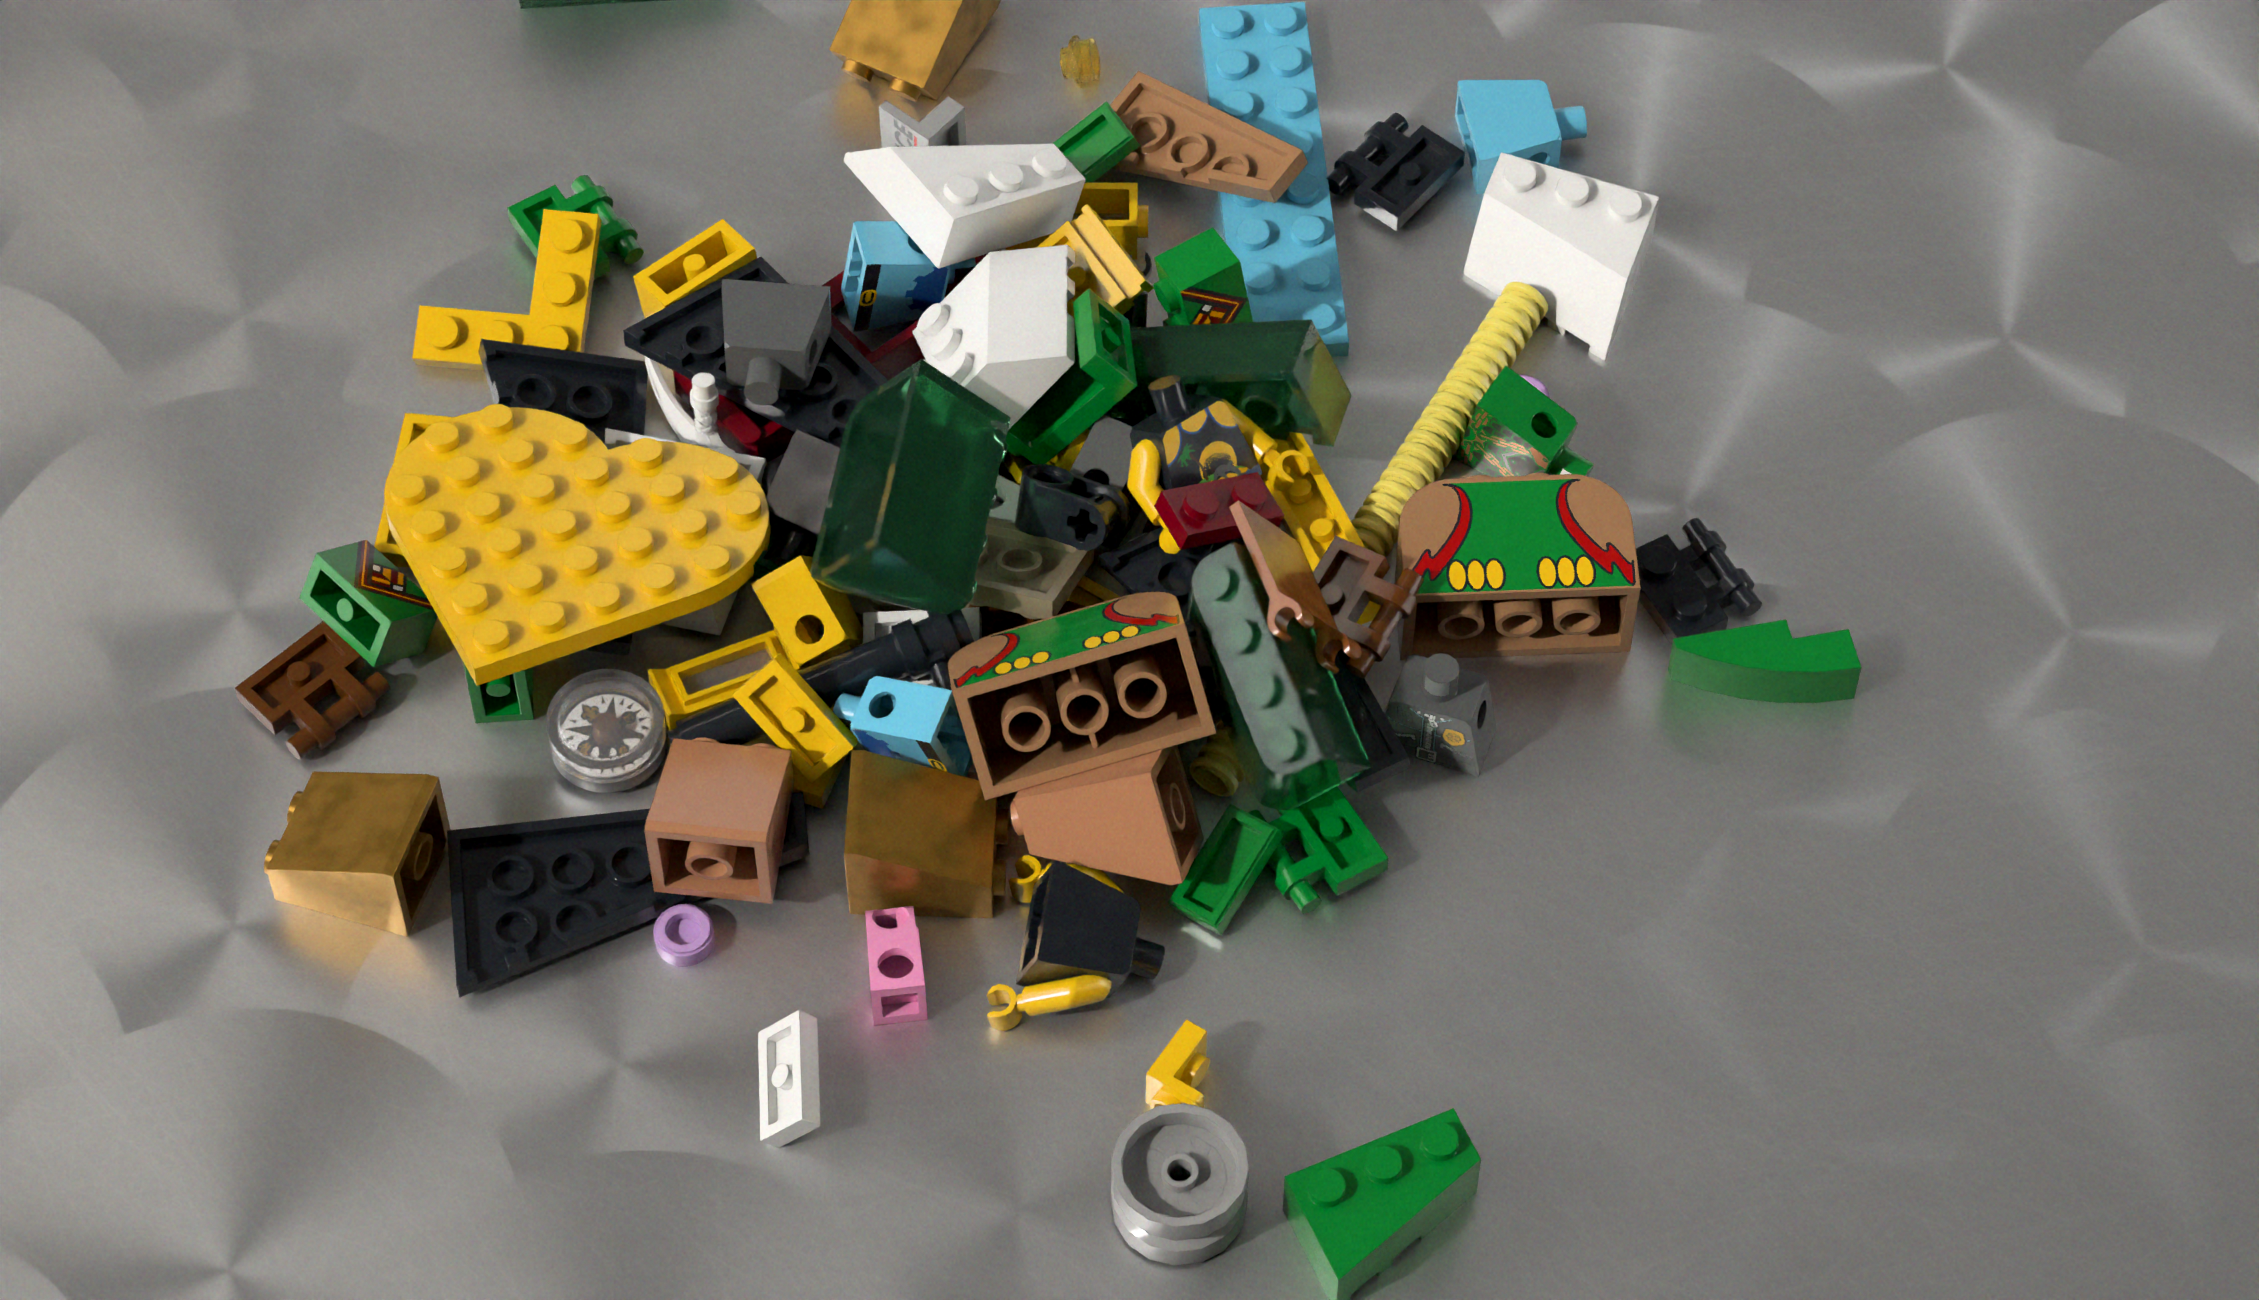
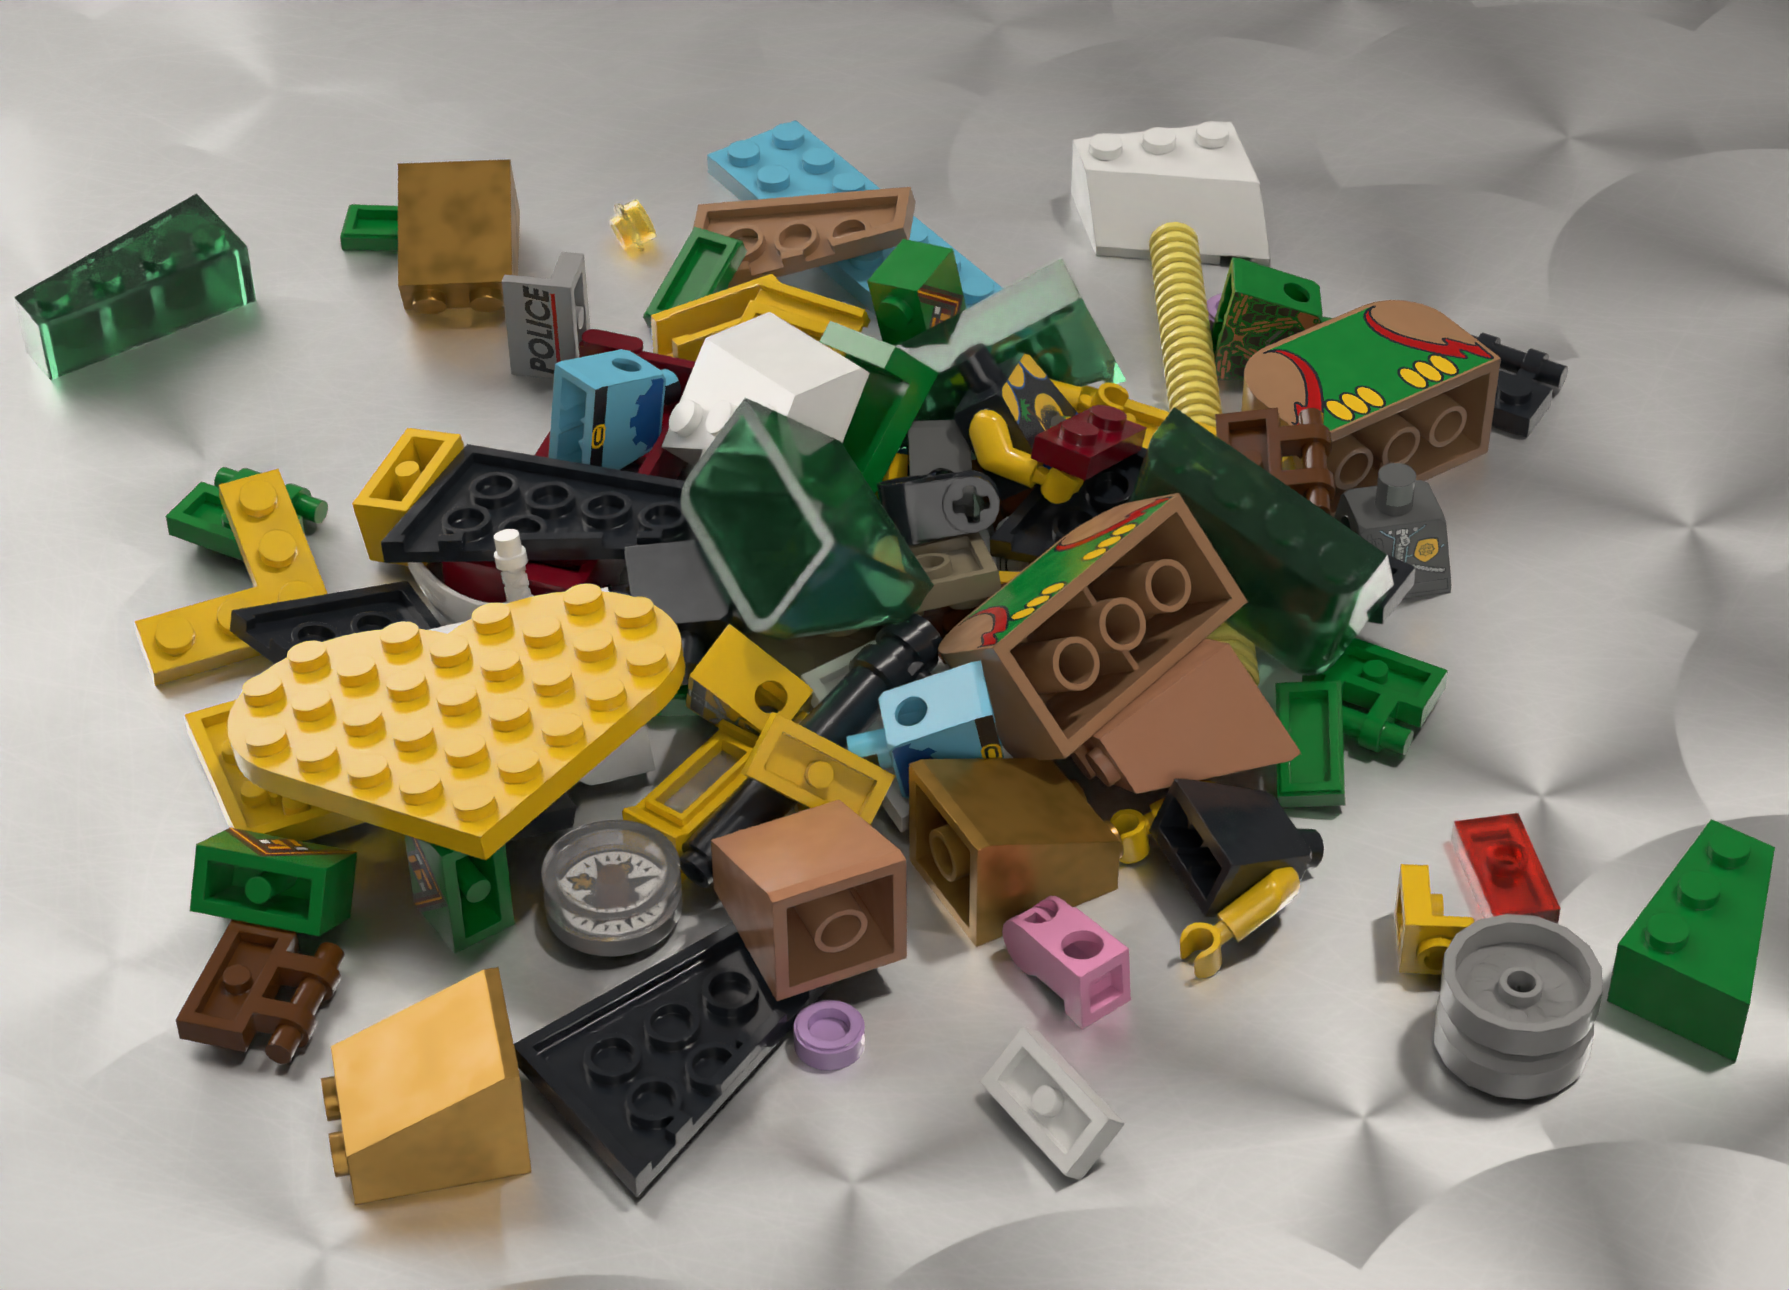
camera: 30 degrees left, 15 degrees down
(773, 335) = (540, 478): dark grey torso -> none
(971, 196) = (638, 310): white wedge -> none
(1290, 1062) = (1503, 867): none -> clear red plate
(1291, 586) = (1251, 443): dark orange flag -> none
(1405, 179) = (992, 205): black plate -> none
(1512, 120) = (1038, 133): medium azure torso -> none
(1768, 664) = (1620, 404): green slope -> none

